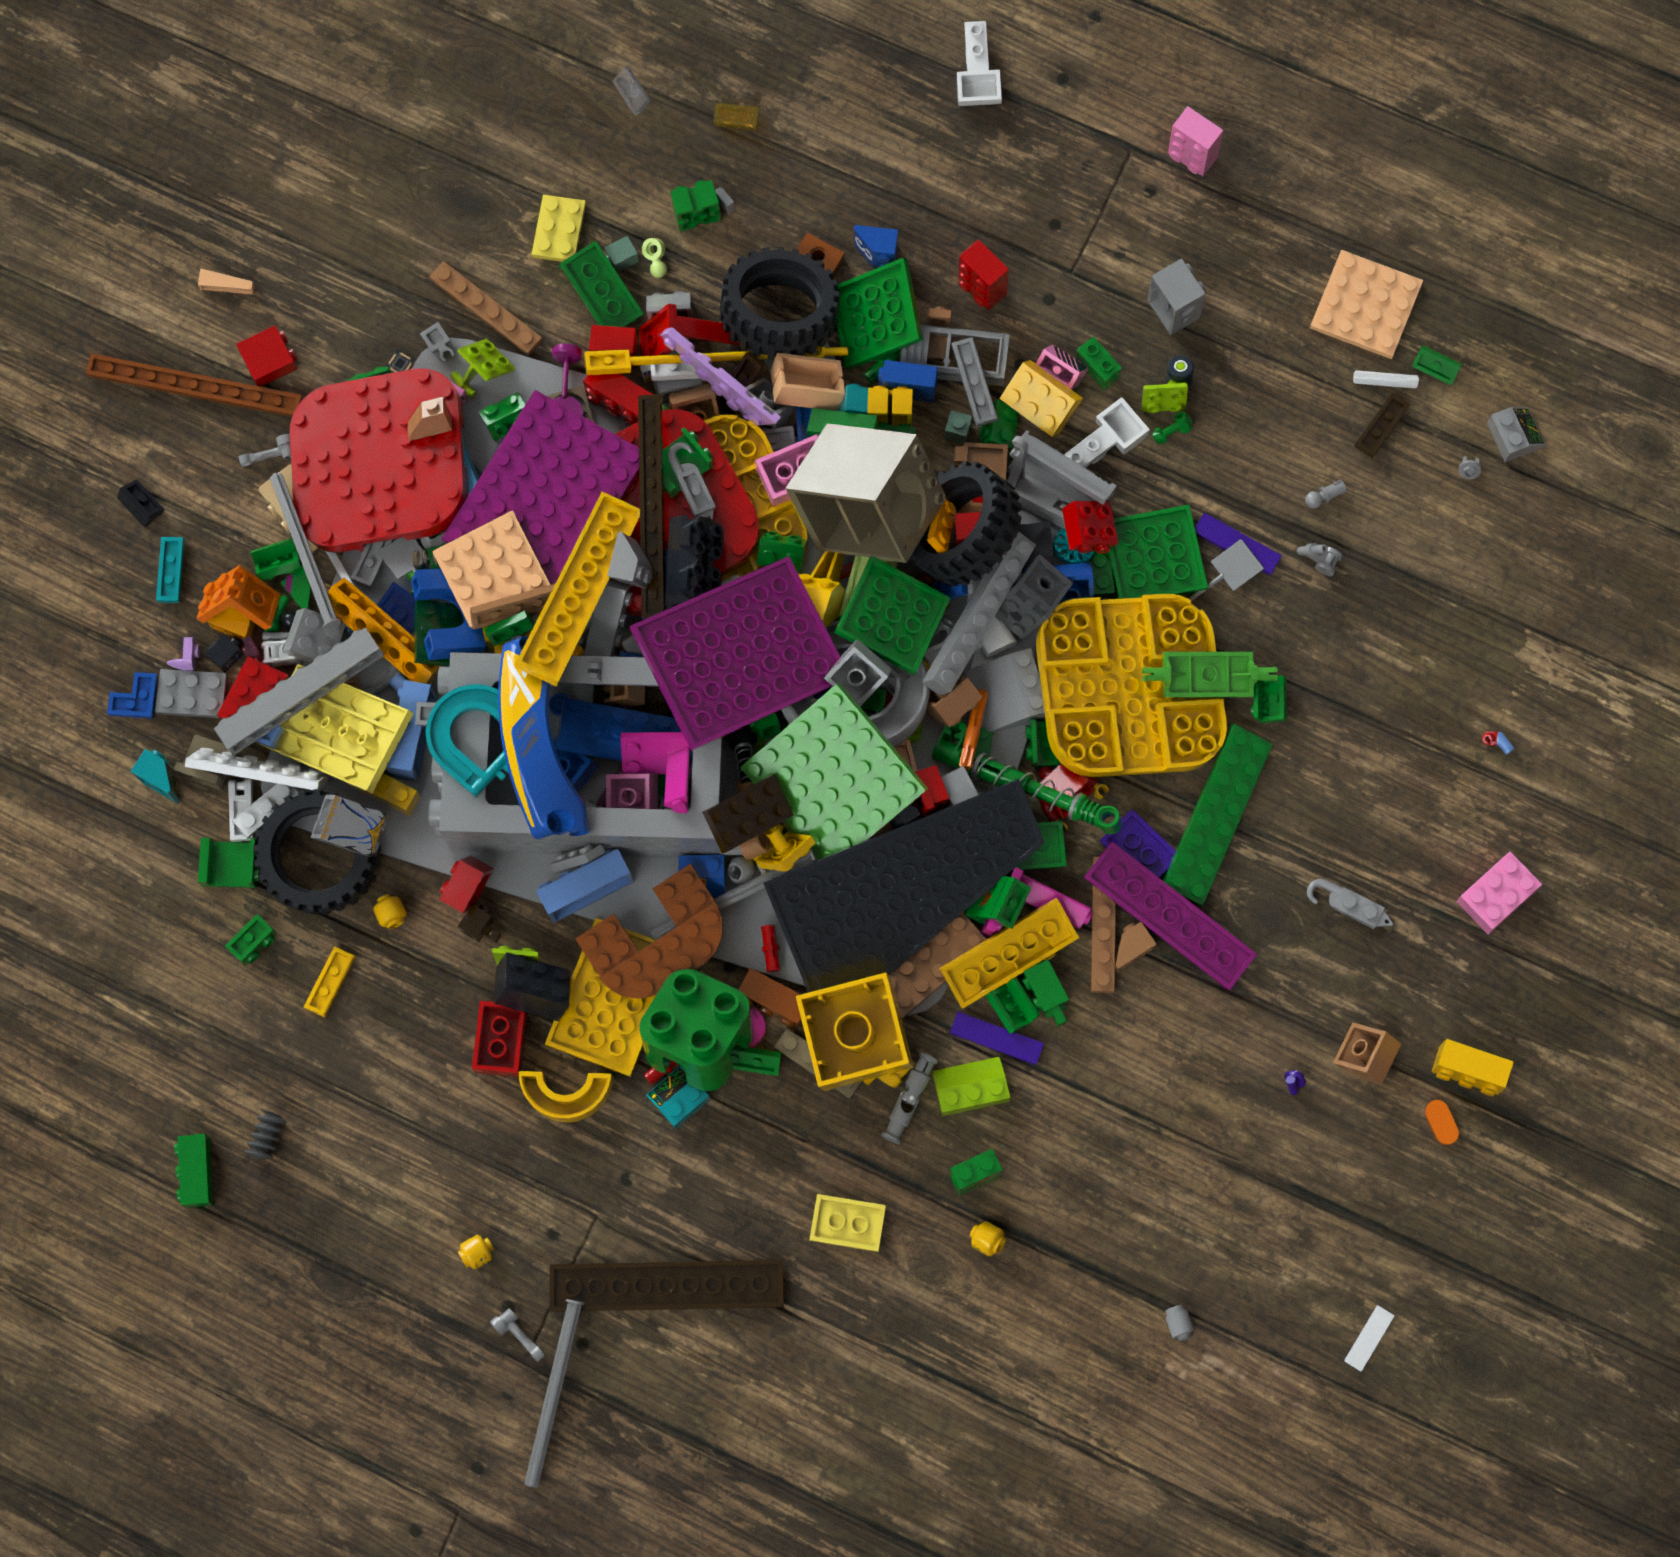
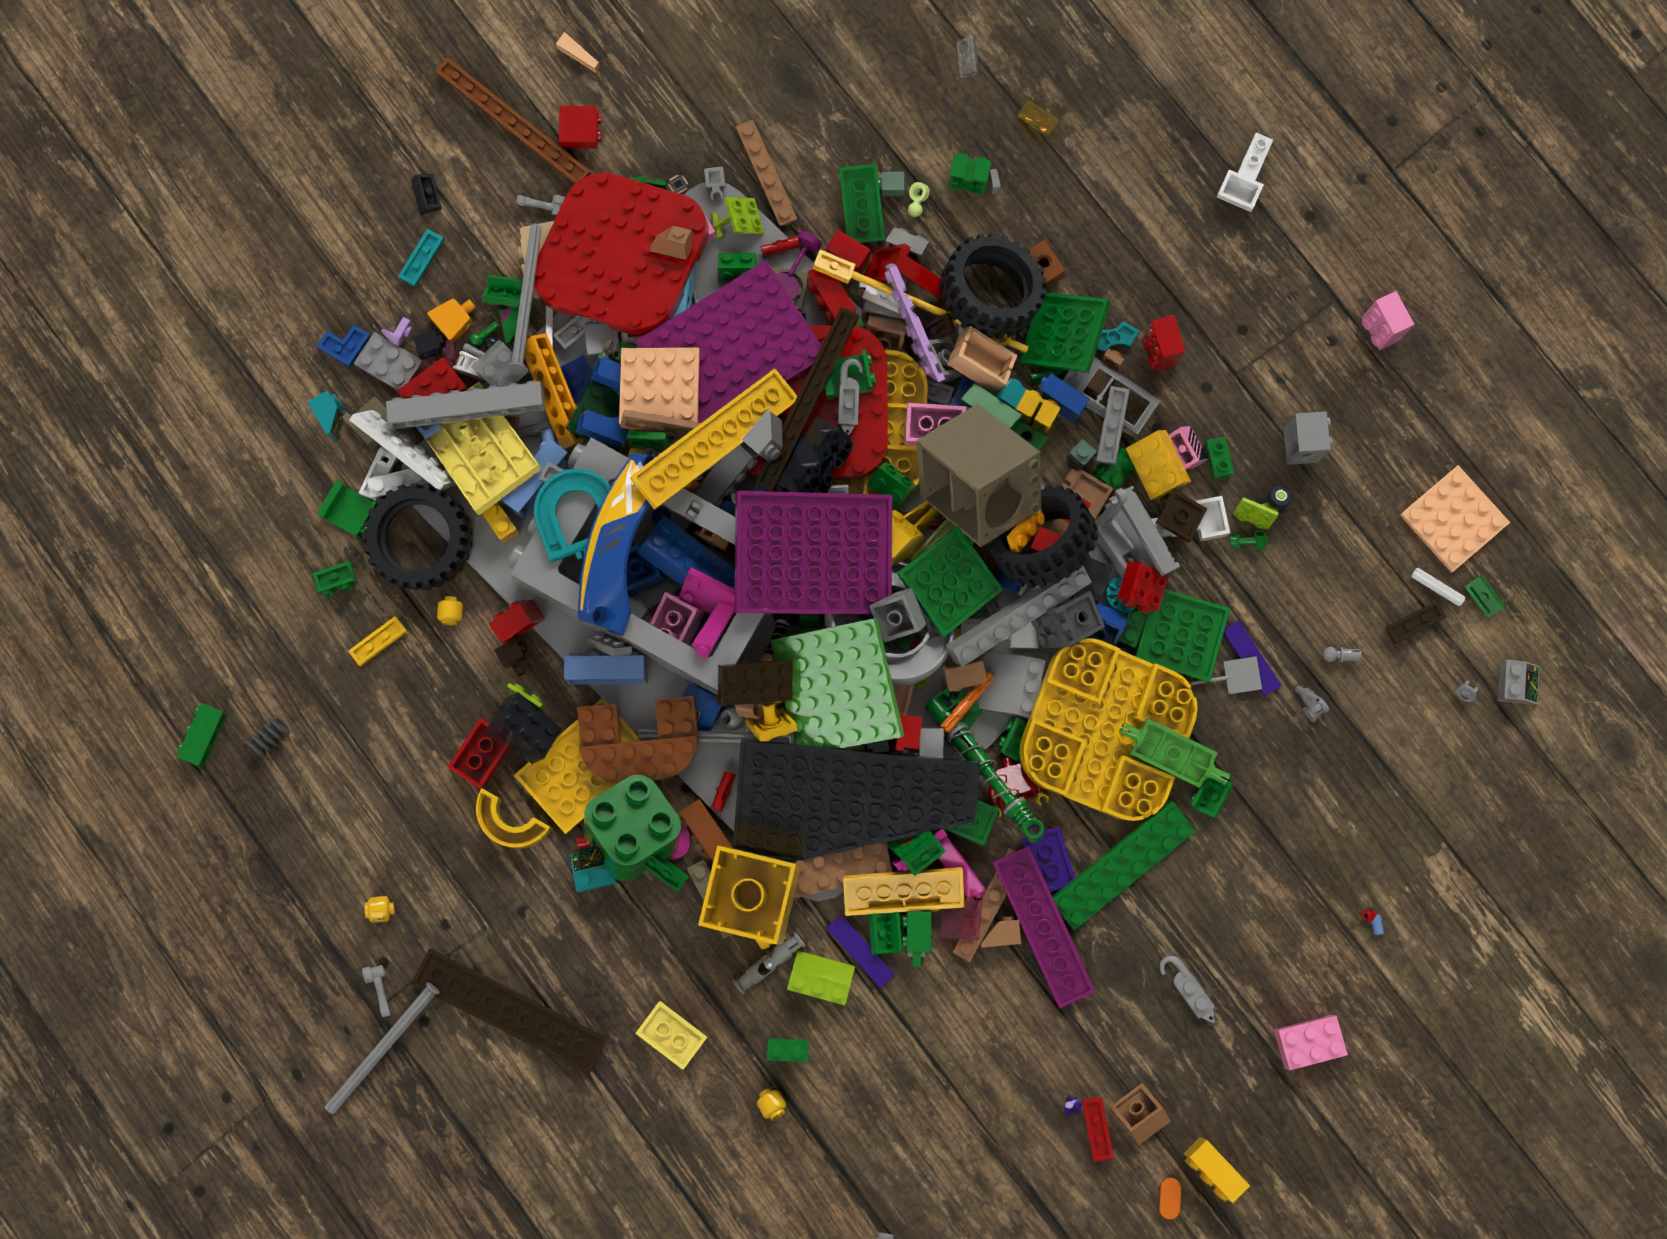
camera: 20 degrees right, 5 degrees up
(237, 590) = (459, 301): orange bracket -> none
(349, 825) = (447, 532): light grey slope -> none
(539, 373) = (780, 246): none -> red pin
(558, 228) = (855, 138): light yellow plate -> none
(876, 244) = (1094, 277): blue slope -> none
(935, 290) = (1121, 336): none -> teal tile
(1084, 953) = (962, 922): none -> clear pink hinge
(1091, 436) = (1181, 515): none -> dark brown plate
(1331, 1091) = (1097, 1129): none -> red plate

